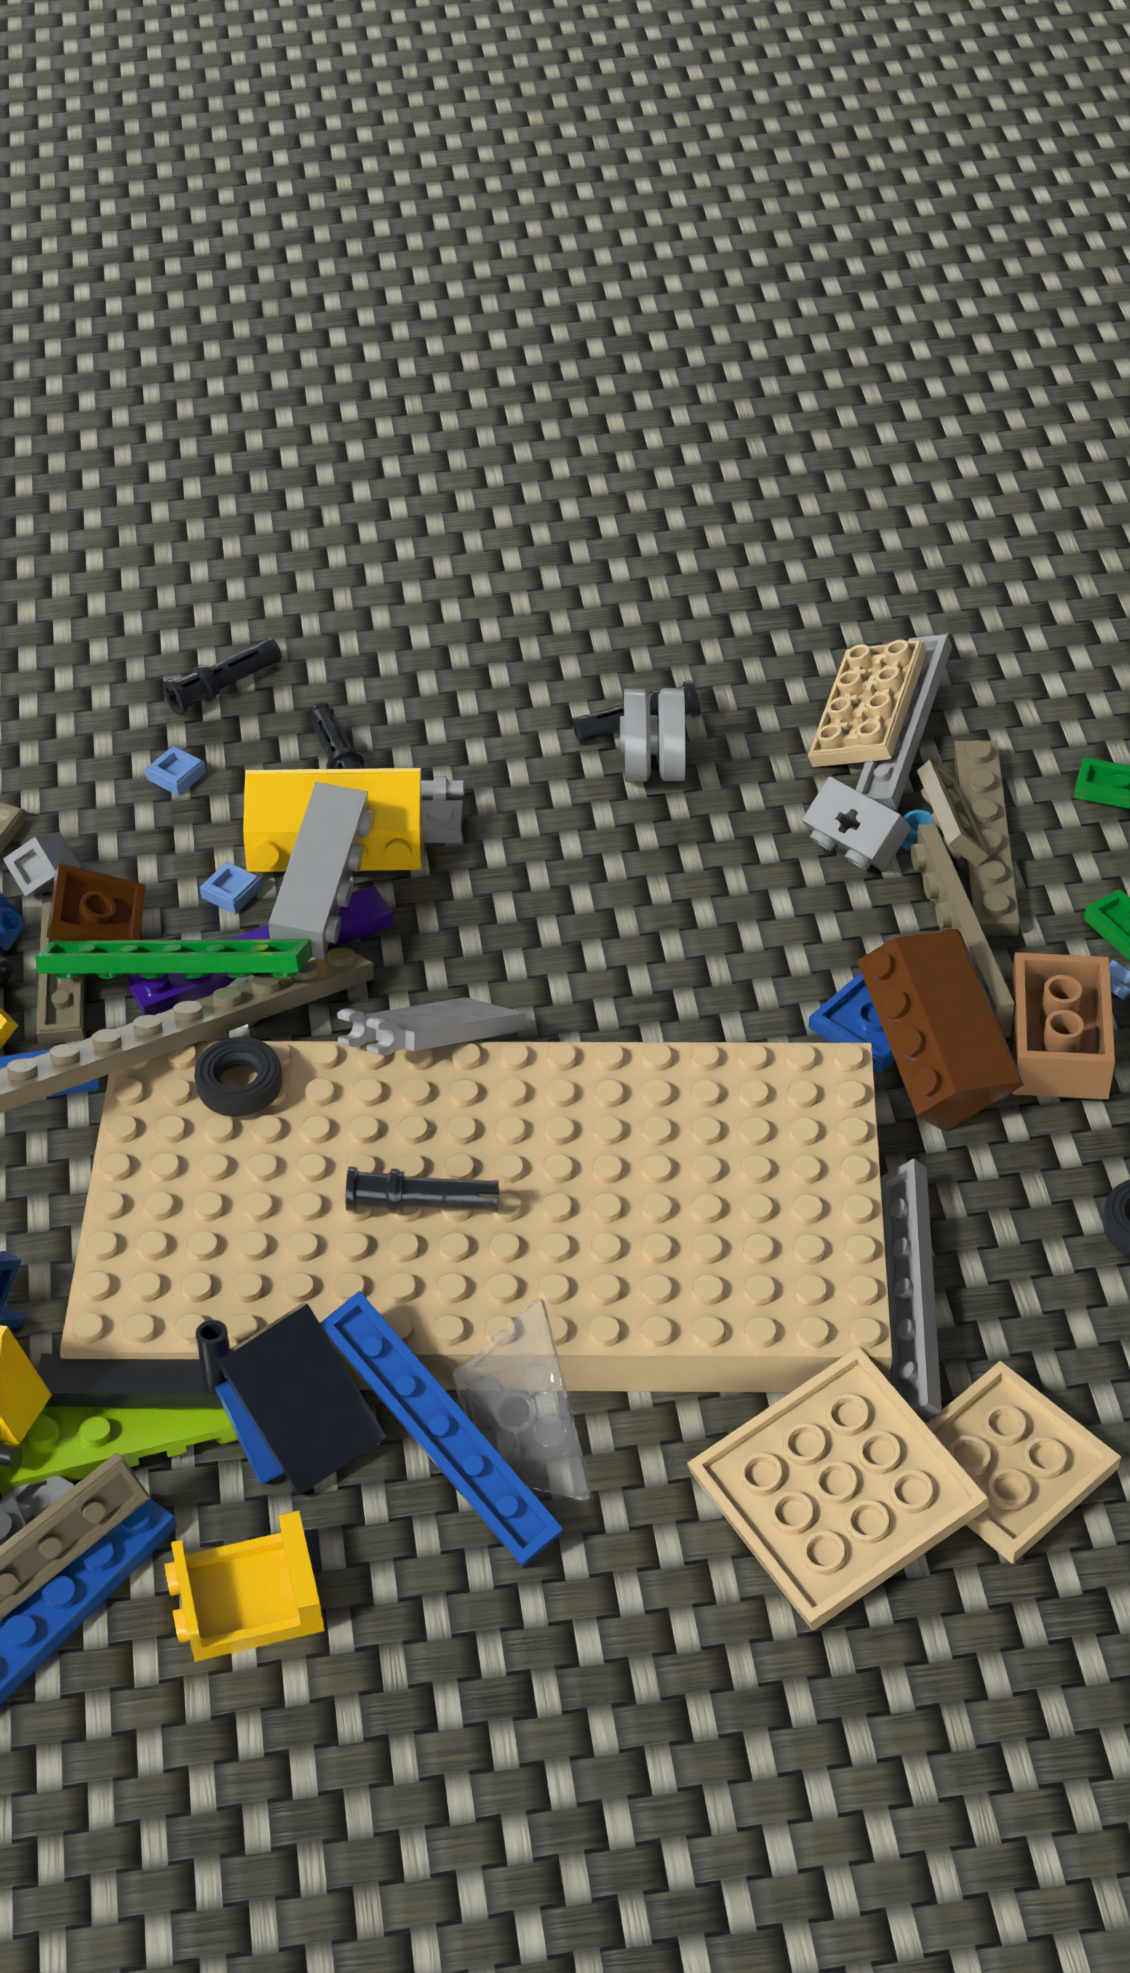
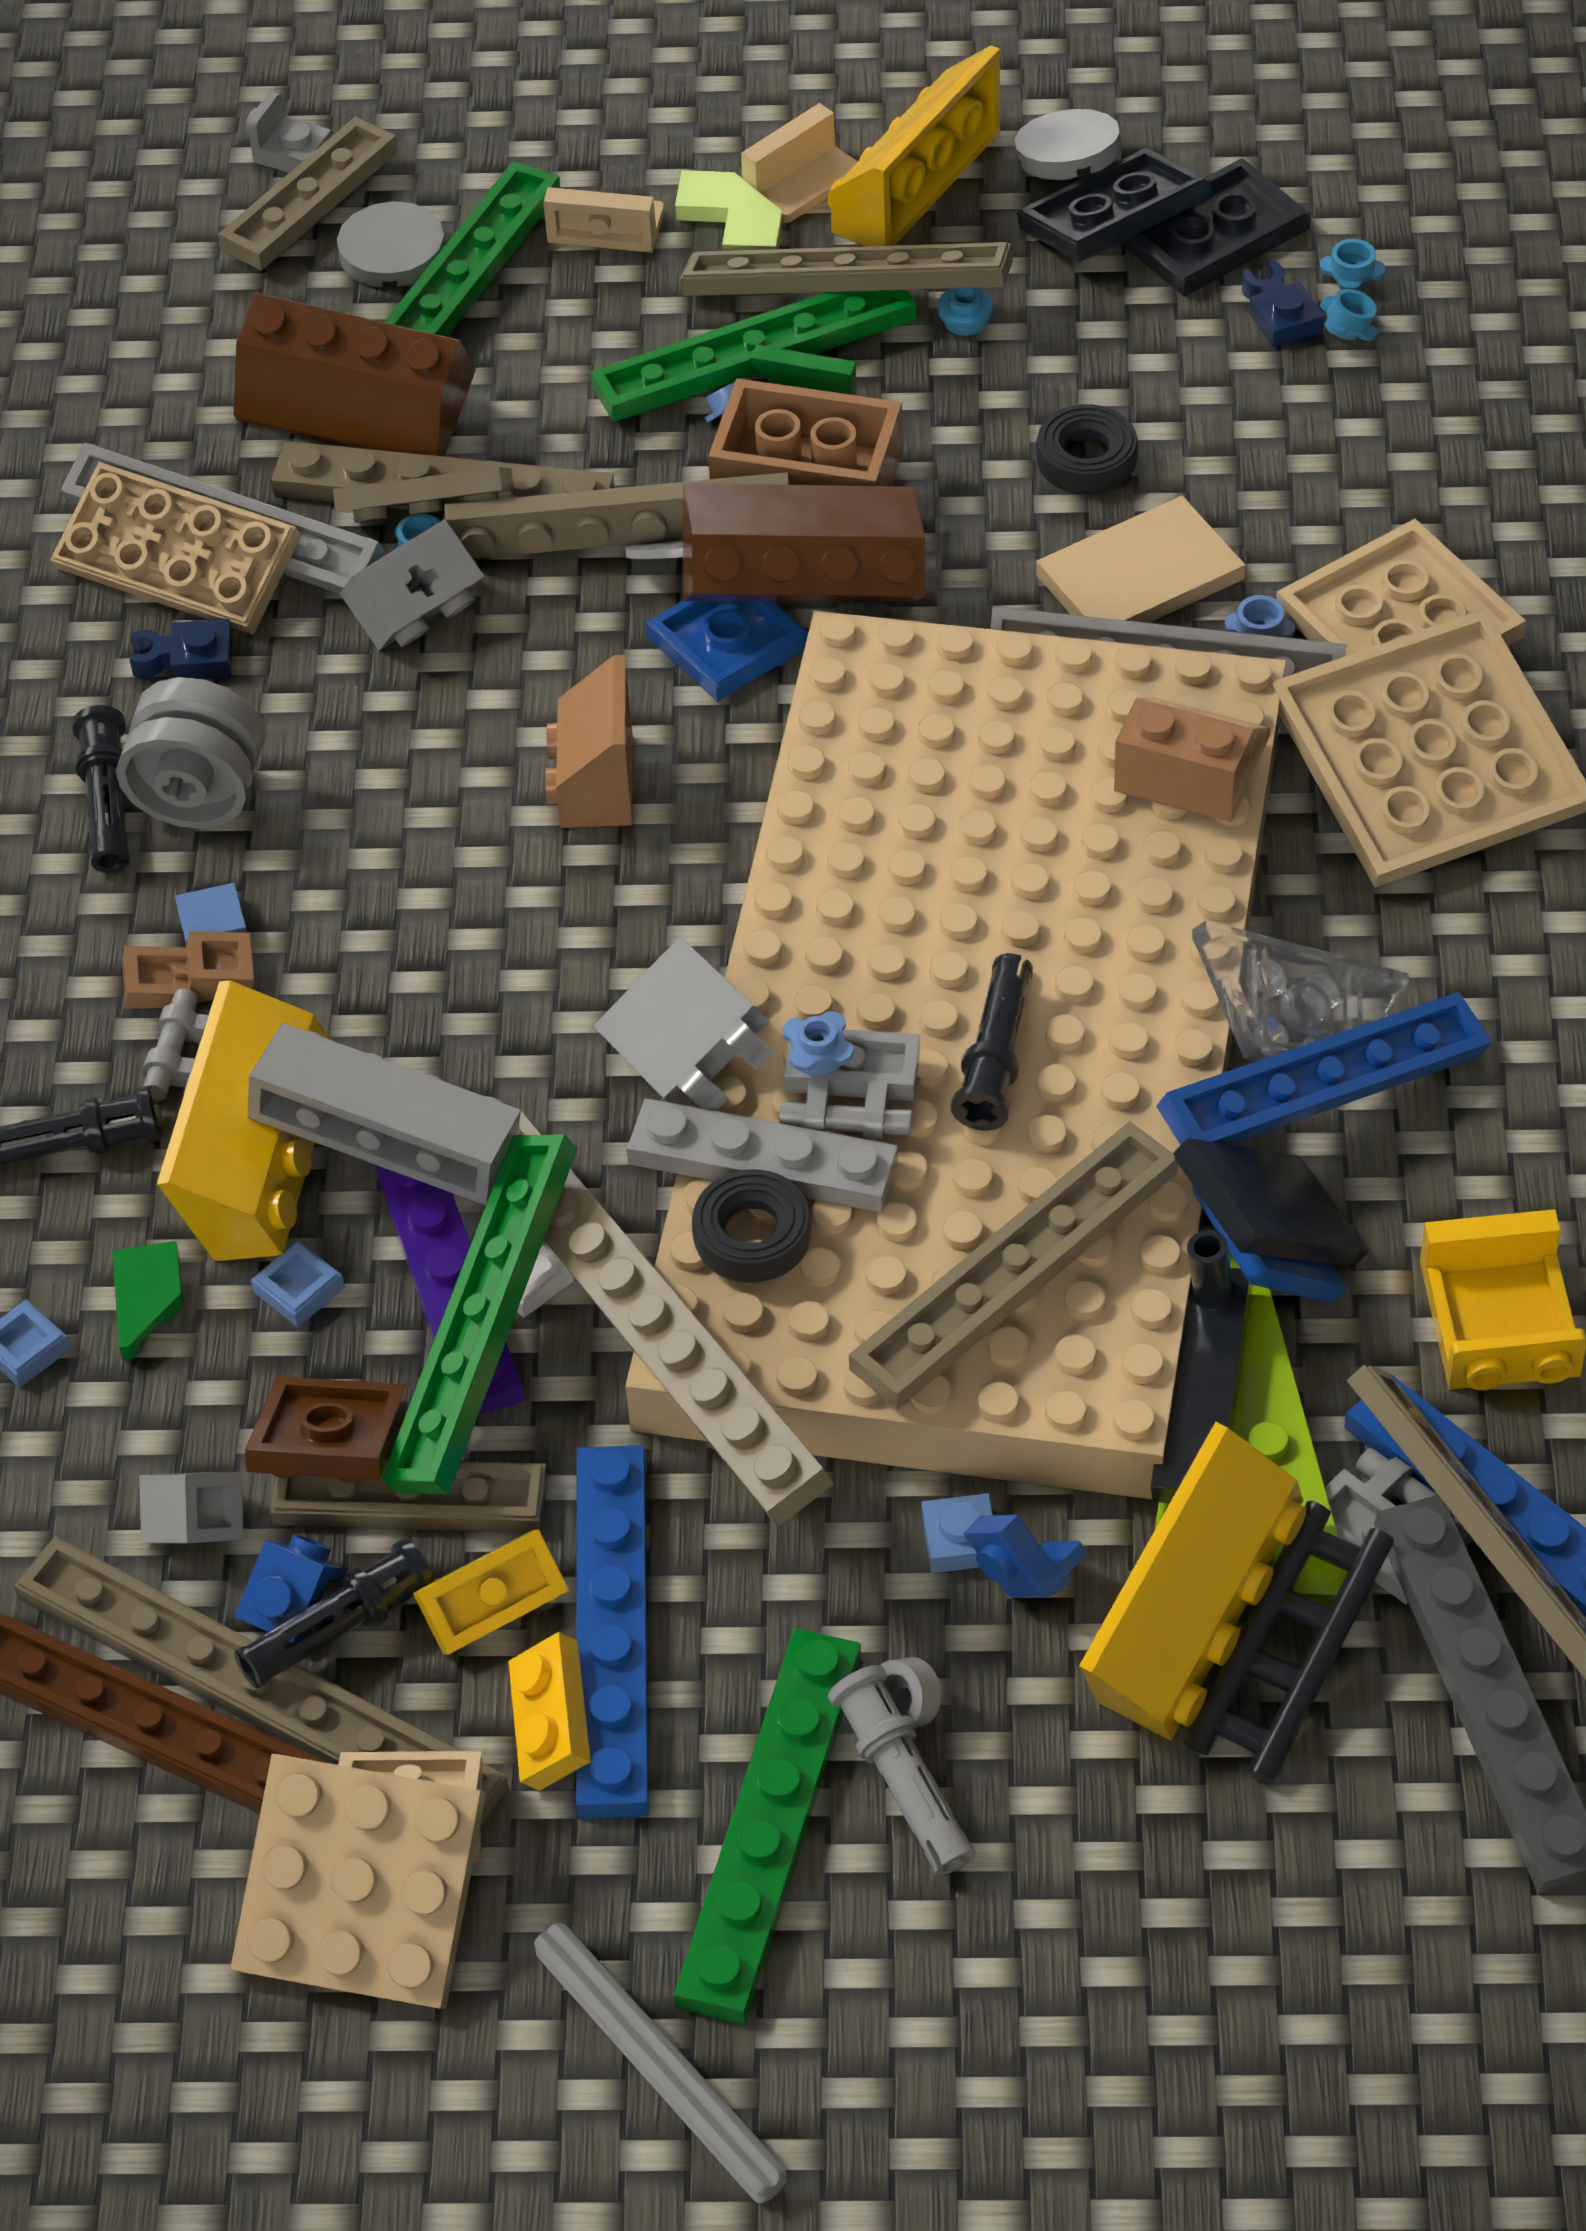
camera: 80 degrees left, 5 degrees up
(38, 1265) = (944, 1528): none -> medium blue plate
(209, 1228) = (1012, 1265): none -> dark tan plate
(212, 817) = (145, 1291): none -> green tile
(305, 1078) = (718, 1143): none -> light grey plate
(384, 1075) = (814, 1056): none -> medium blue plate
(386, 1112) = (880, 1071): none -> light grey plate
(487, 784) = (156, 972): none -> medium nougat slope
(537, 789) = (211, 910): none -> medium blue tile
(714, 954) = (593, 750): none -> medium nougat slope
(746, 1282) = (1187, 757): none -> medium nougat slope
(782, 737) = (190, 651): none -> dark blue plate
(966, 1349) = (1260, 616): none -> medium blue plate
(1017, 1273) = (1142, 566): none -> tan tile
(1058, 755) = (348, 378): none -> reddish brown slope

